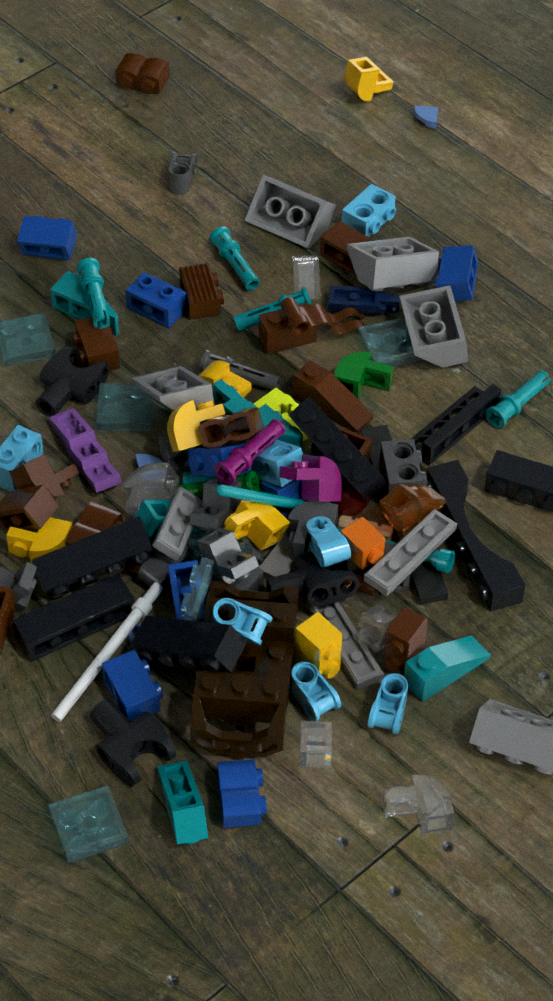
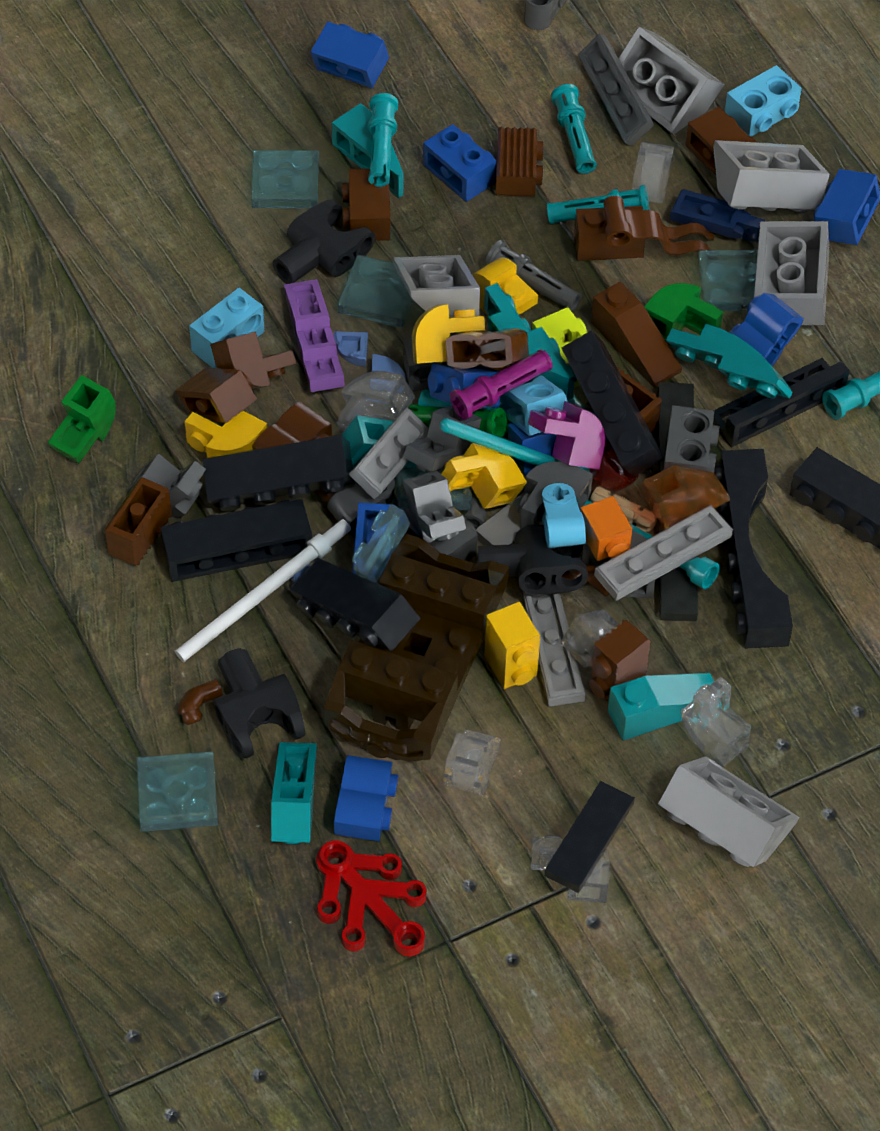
camera: 15 degrees right, 5 degrees up
(79, 748) = (195, 698): none -> reddish brown arm
(118, 452) = (352, 346): none -> medium blue tile
(131, 685) = (278, 638): blue brick -> none
(243, 619) = (422, 591): medium azure piece -> none
(256, 224) = (616, 90): none -> dark grey tile
(266, 867) = (368, 893): none -> red plant
(317, 694) = (494, 701): medium azure piece -> none
(389, 708) = (576, 740): medium azure piece -> none
(418, 398) = (733, 357): none -> teal slope
(428, 375) = (768, 326): none -> blue brick
(428, 779) = (589, 837): none -> black tile
(490, 673) = (714, 724): none -> clear brick

